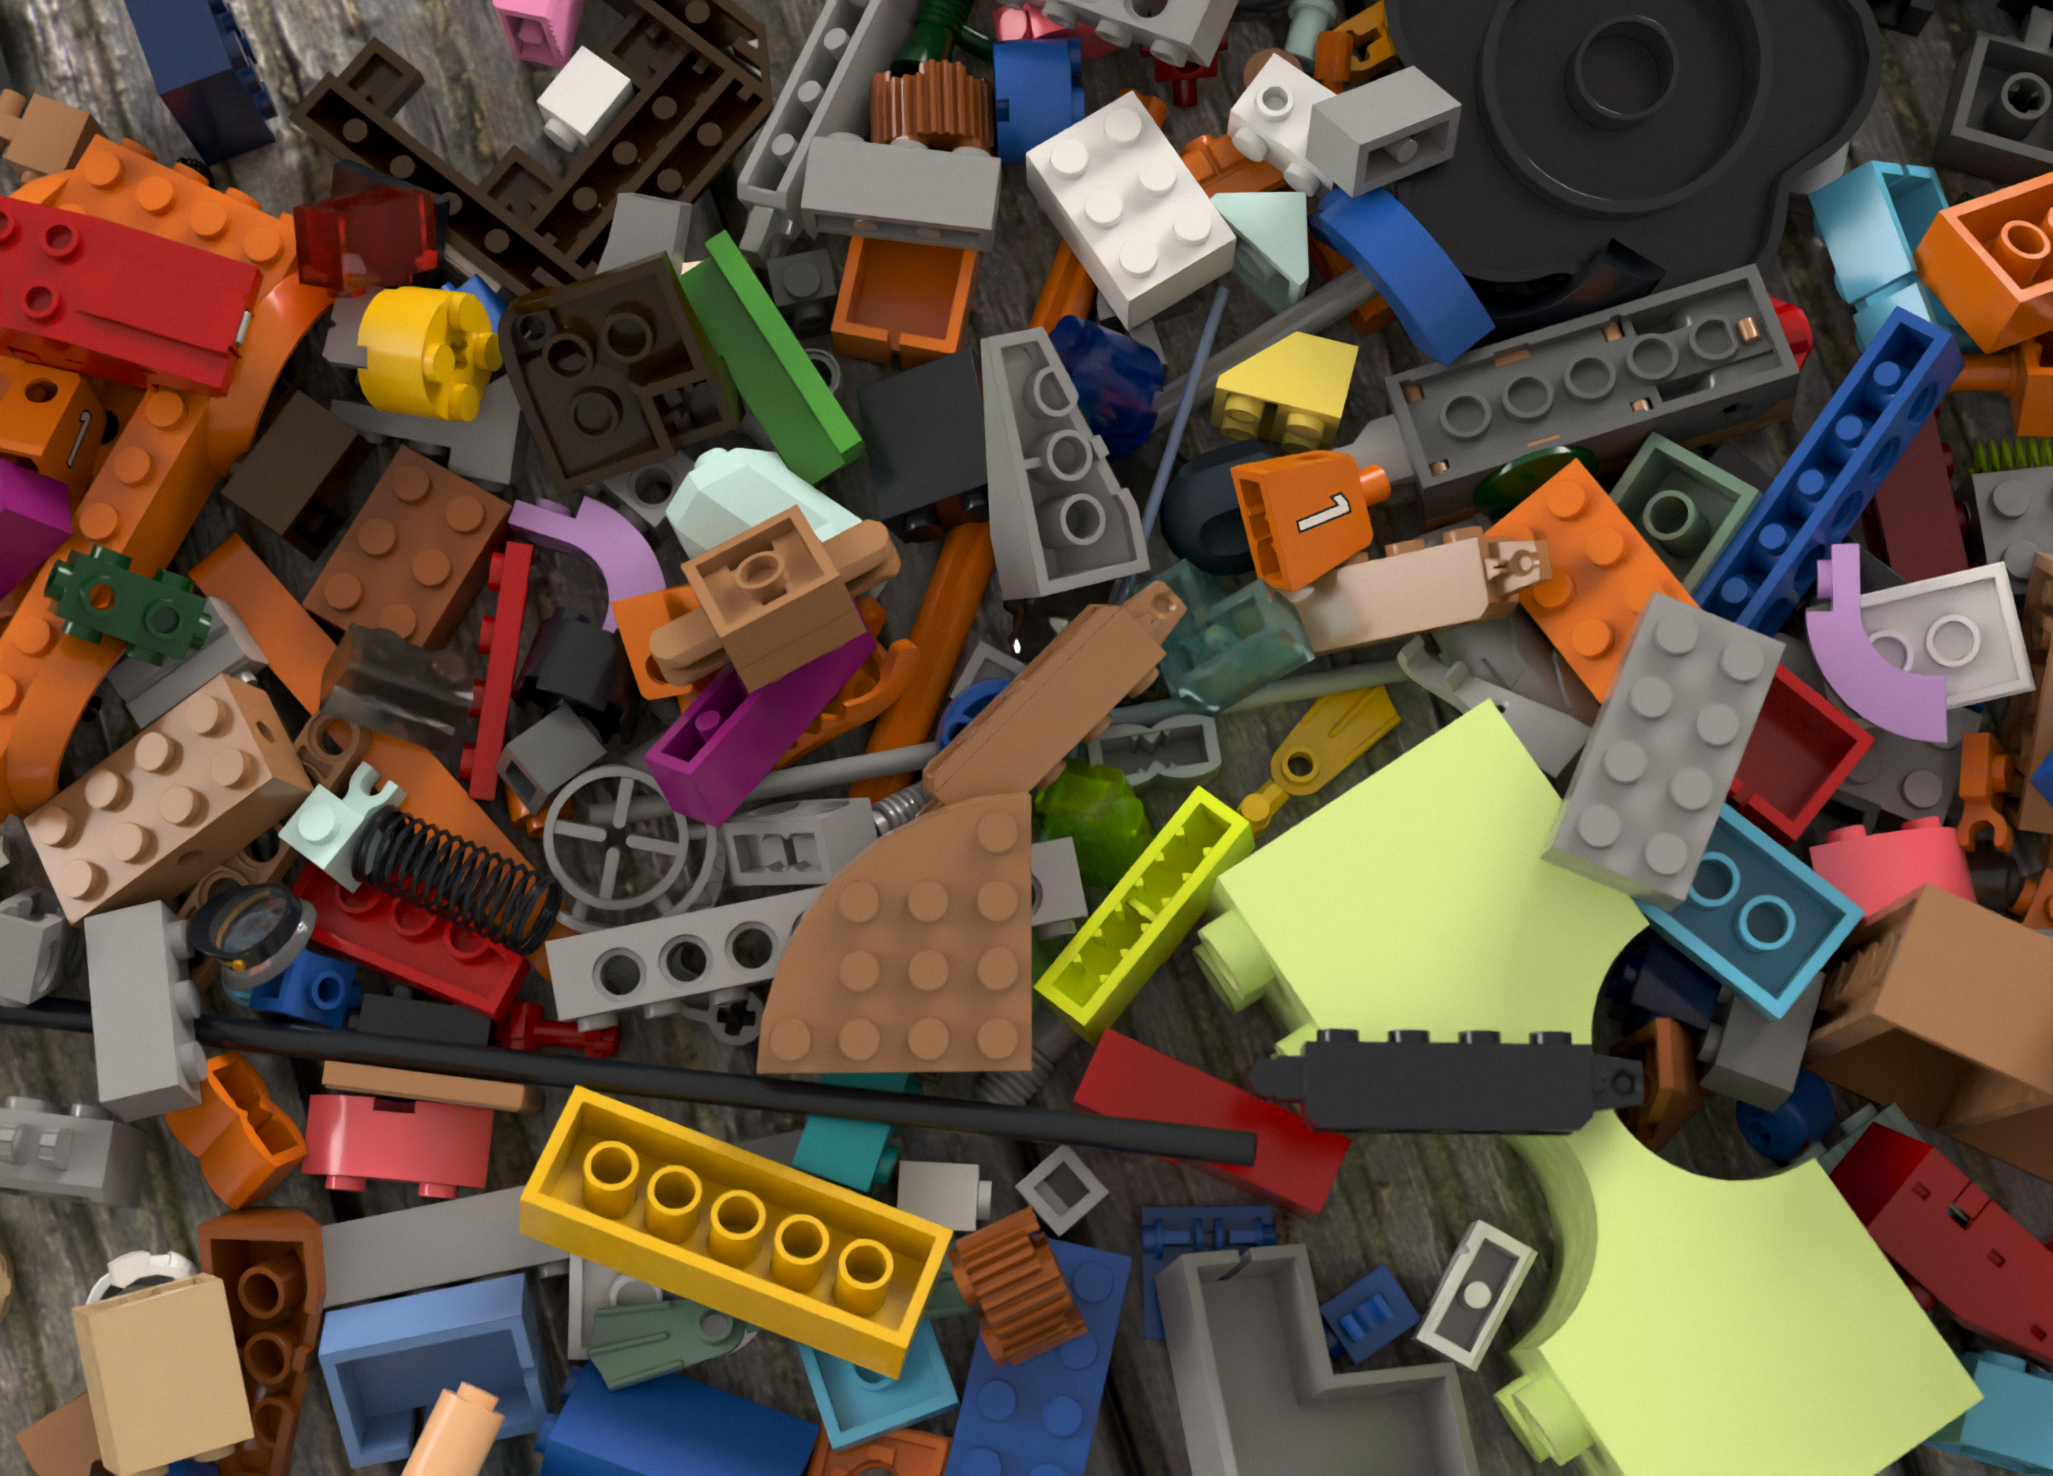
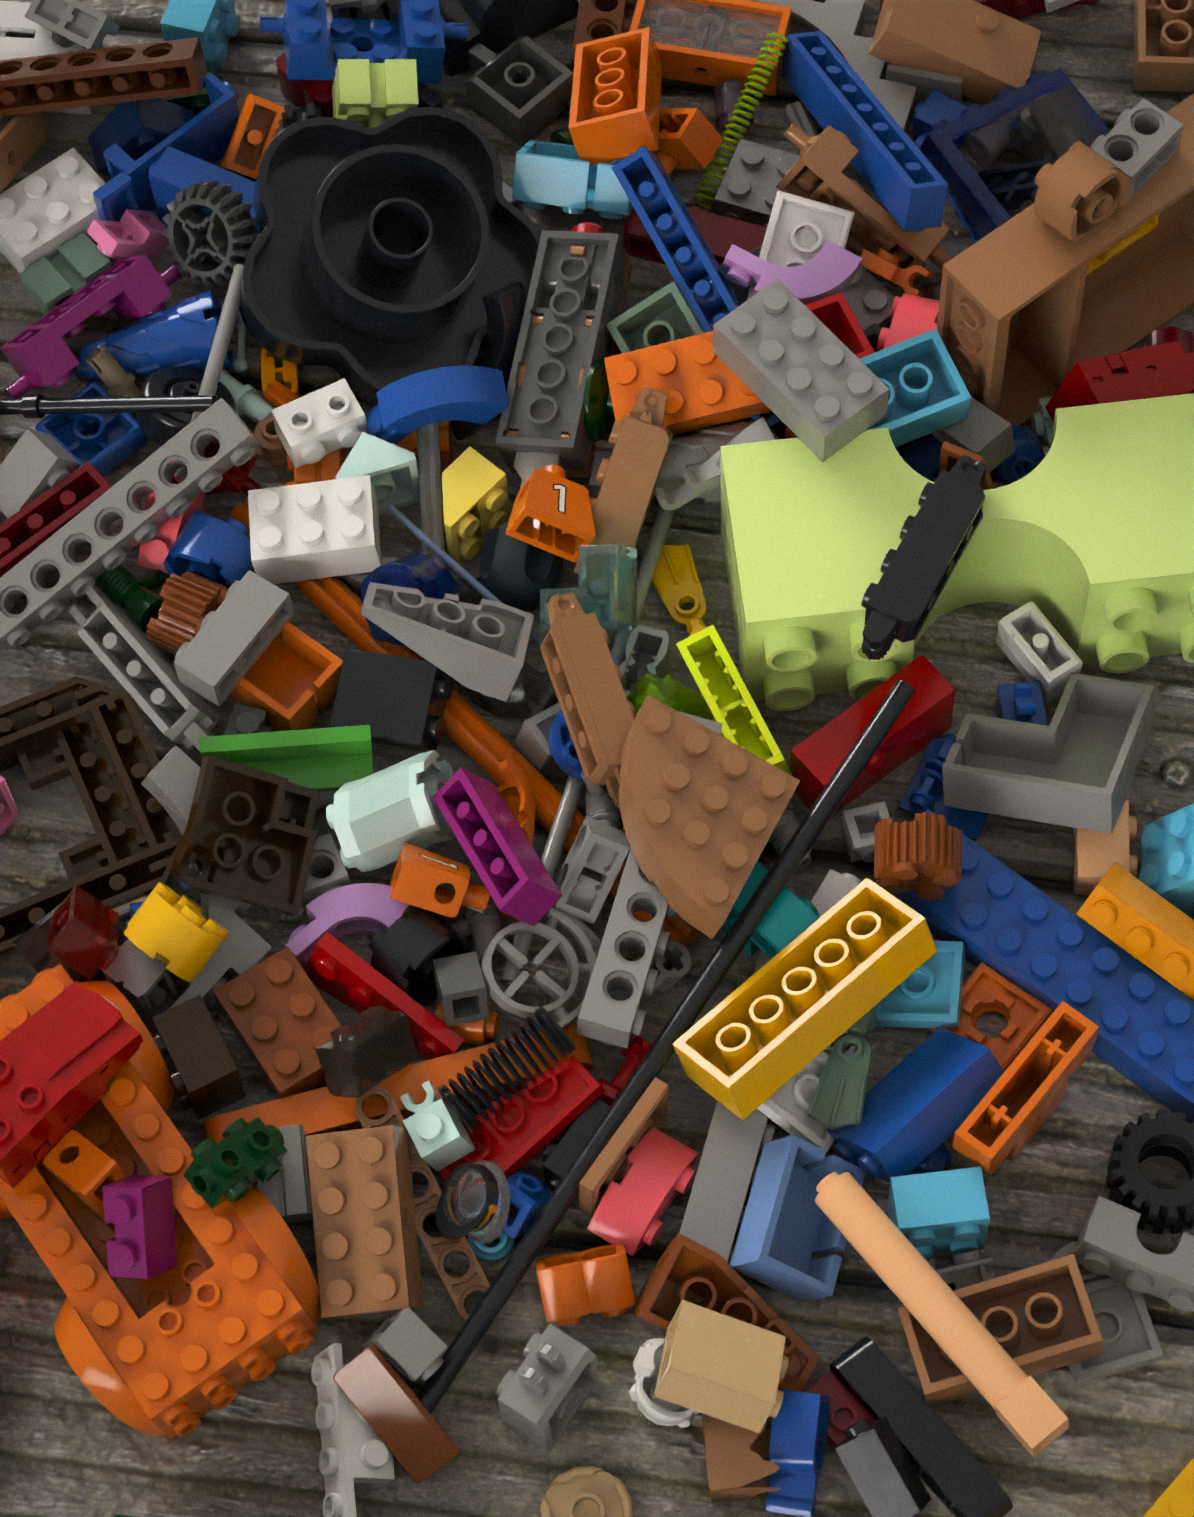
camera: 60 degrees left, 15 degrees down
(144, 1011) = (487, 1285): light grey brick -> none
(583, 101) = (54, 805): white brick -> none
(773, 600) = (446, 798): medium nougat brick -> none
(1383, 131) = (357, 368): light grey brick -> none

